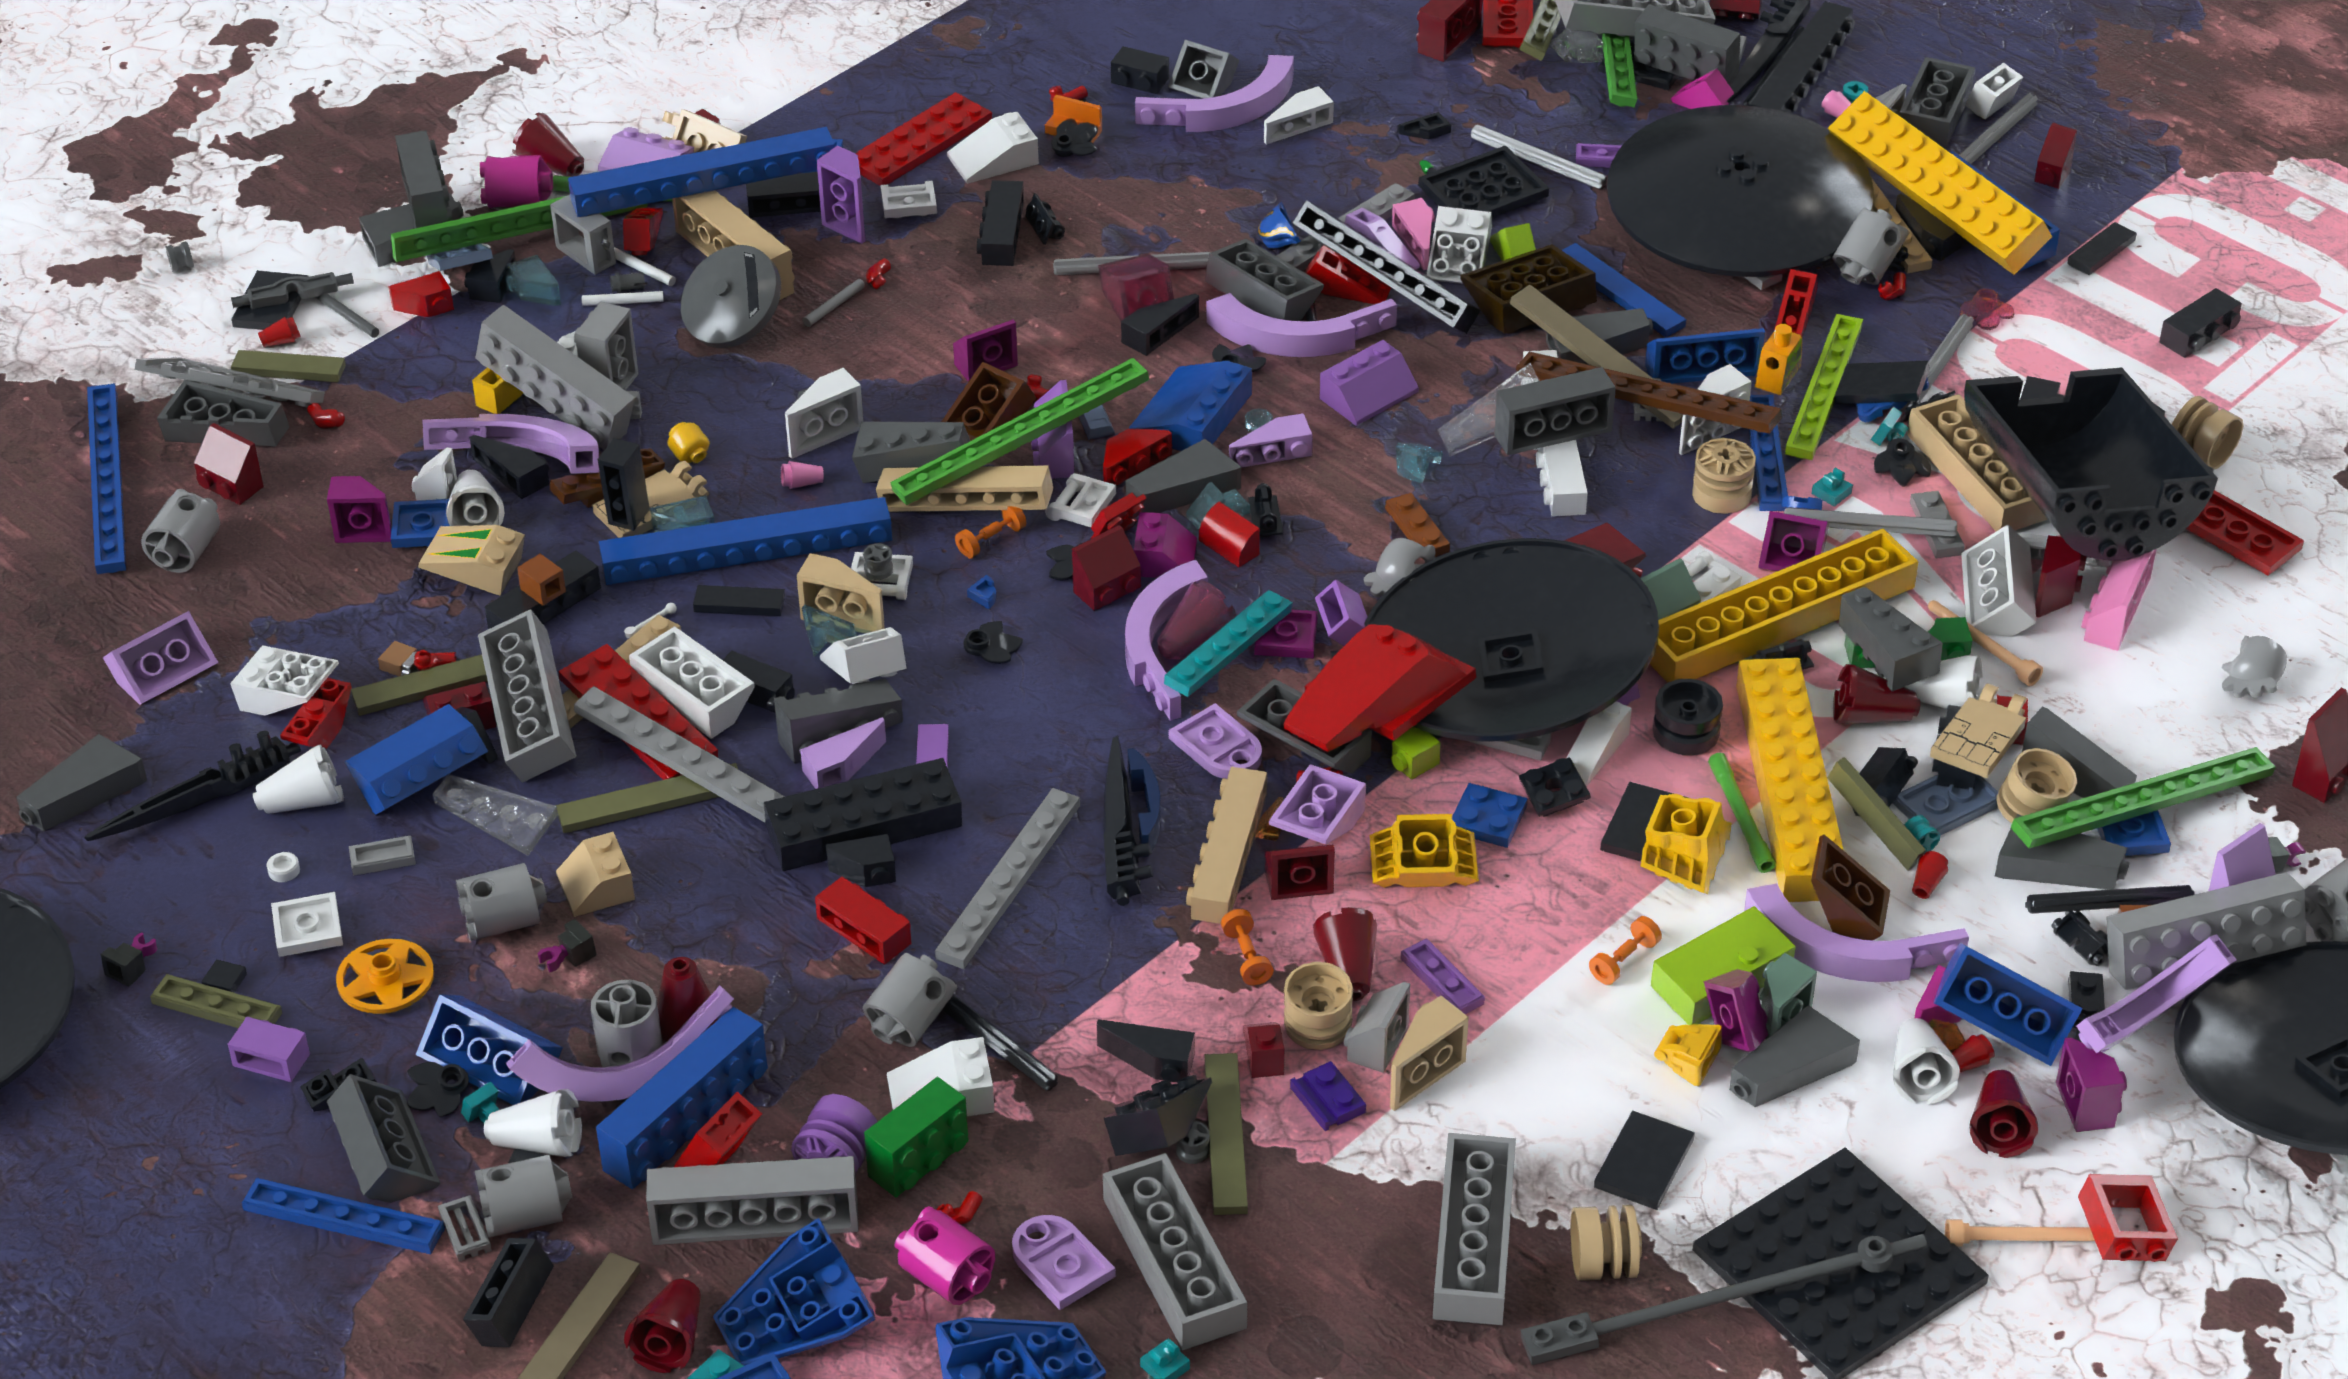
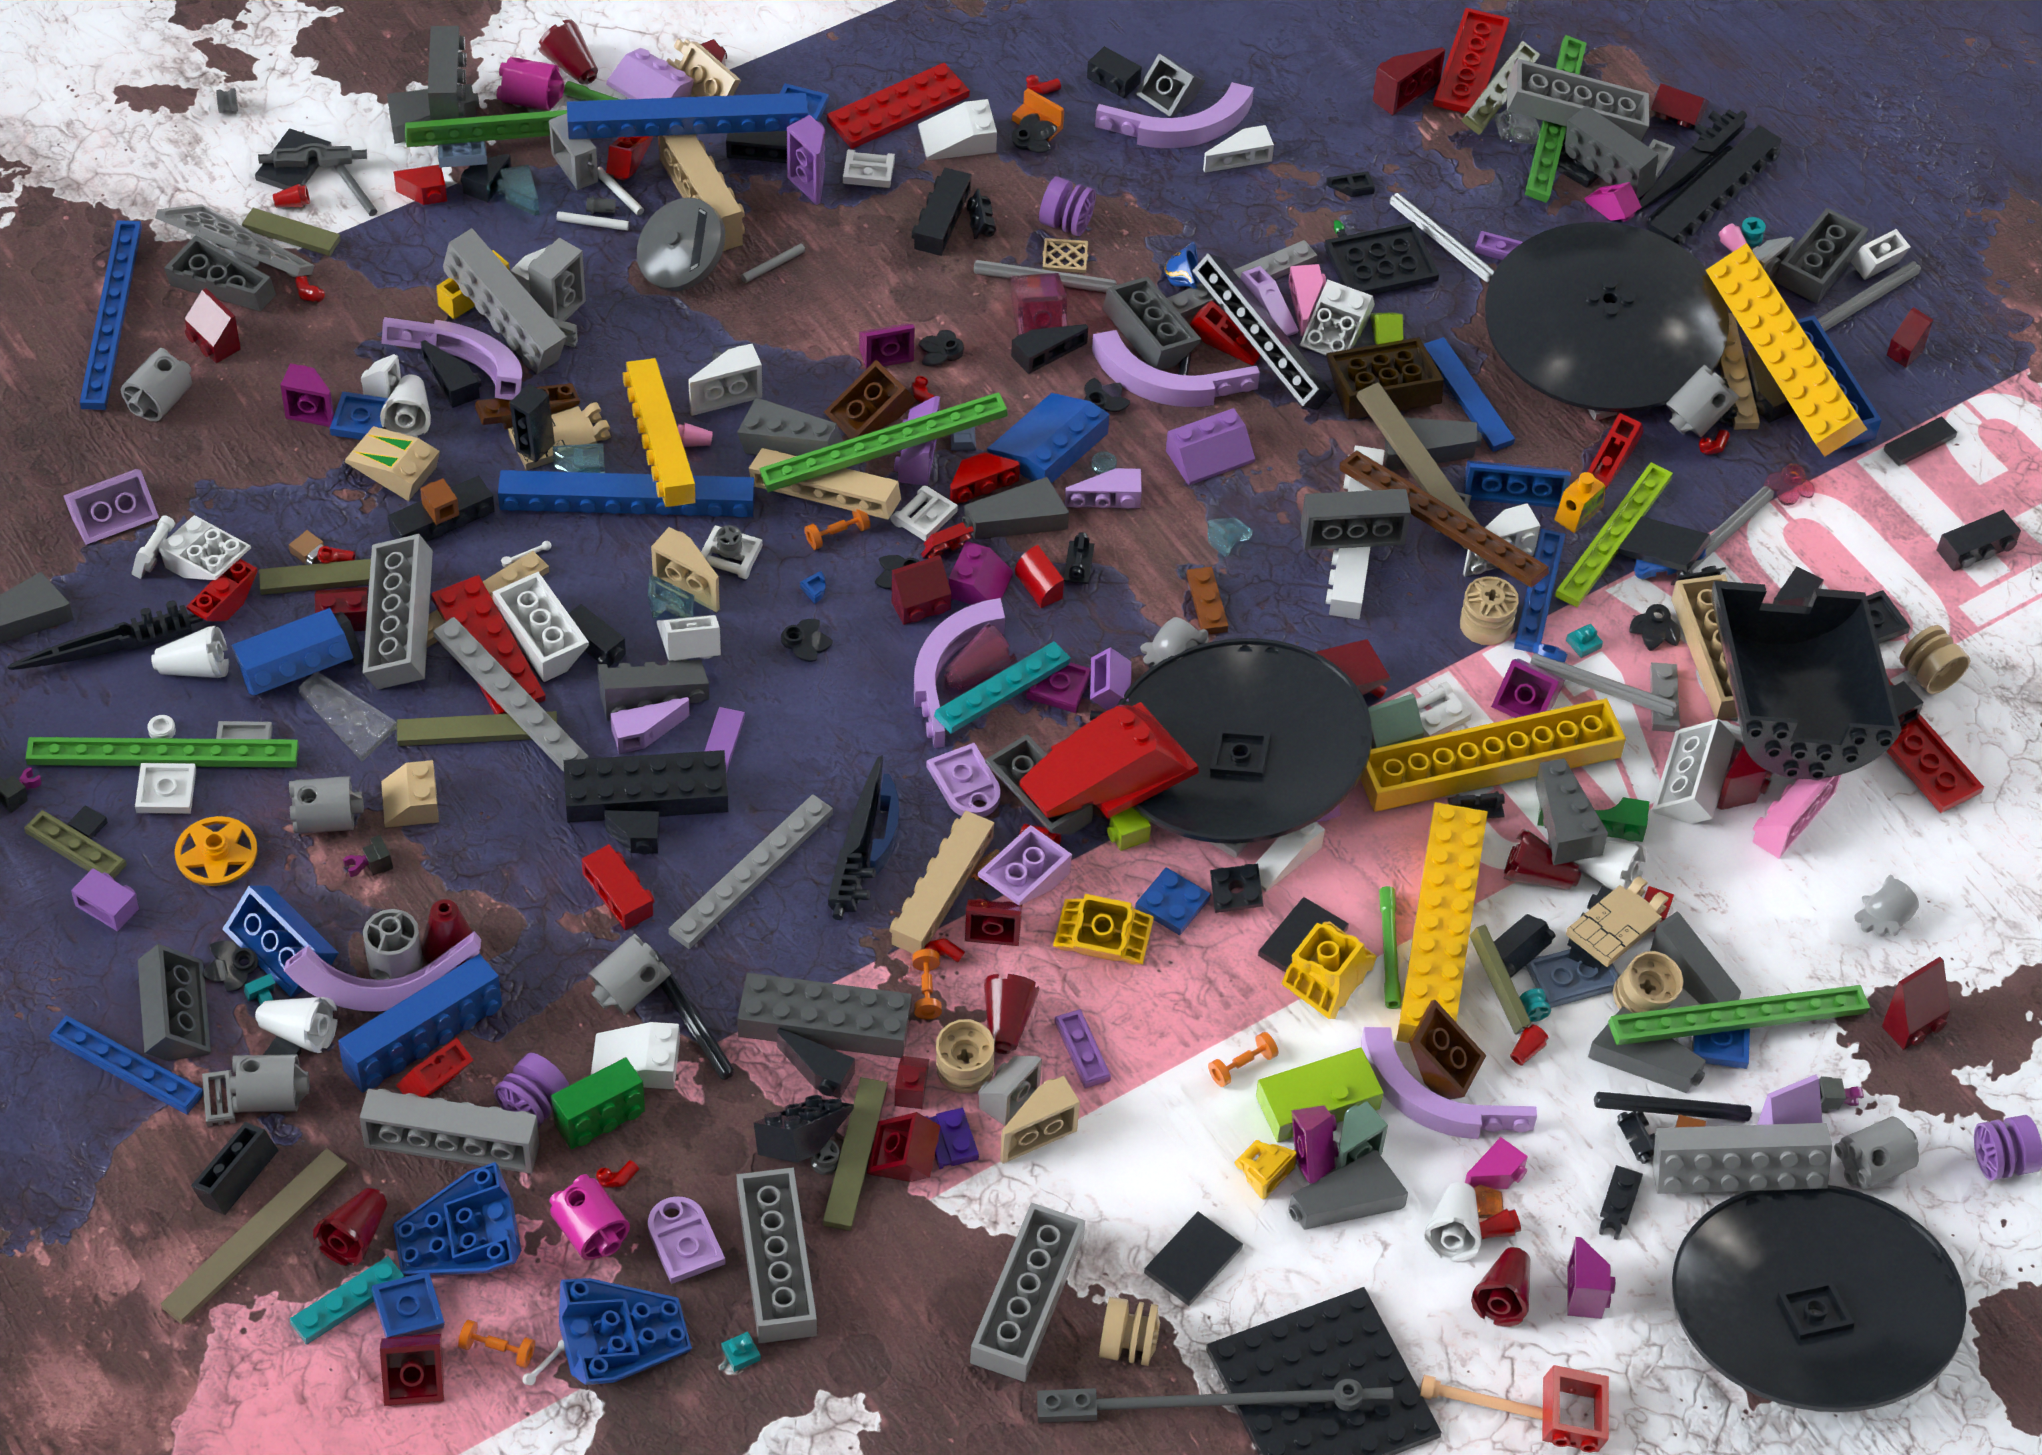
camera: 10 degrees right, 10 degrees up
(217, 696) = (145, 558): none -> white plate
(260, 893) = (162, 750): none -> bright green plate
(323, 1086) = (140, 943): black slope -> none
(688, 442) = (605, 384): yellow head -> none
(739, 600) = (605, 550): black tile -> none
(767, 473) = (659, 432): none -> yellow brick
(875, 273) = (817, 239): red arm -> none
(1045, 347) = (941, 348): none -> black plate
(1138, 192) = (1067, 206): none -> medium lavender wheel
(1148, 231) = (1062, 243): none -> tan window
(1162, 994) = (825, 1013): none -> dark grey brick
(1212, 495) = (1051, 543): clear light blue slope -> none
(1257, 908) = (946, 947): none -> red arm
(1280, 1113) = (904, 1148): none -> dark red slope
(1478, 421) = (1287, 510): clear wing -> none
(1687, 716) = (1373, 846): black wheel -> none
(1890, 428) = (1656, 591): teal tile -> none
(2006, 1004) = (1544, 1187): blue slope -> none
(2027, 670) = (1688, 863): light nougat piece -> none
(2156, 996) = (1667, 1213): lavender arch -> none

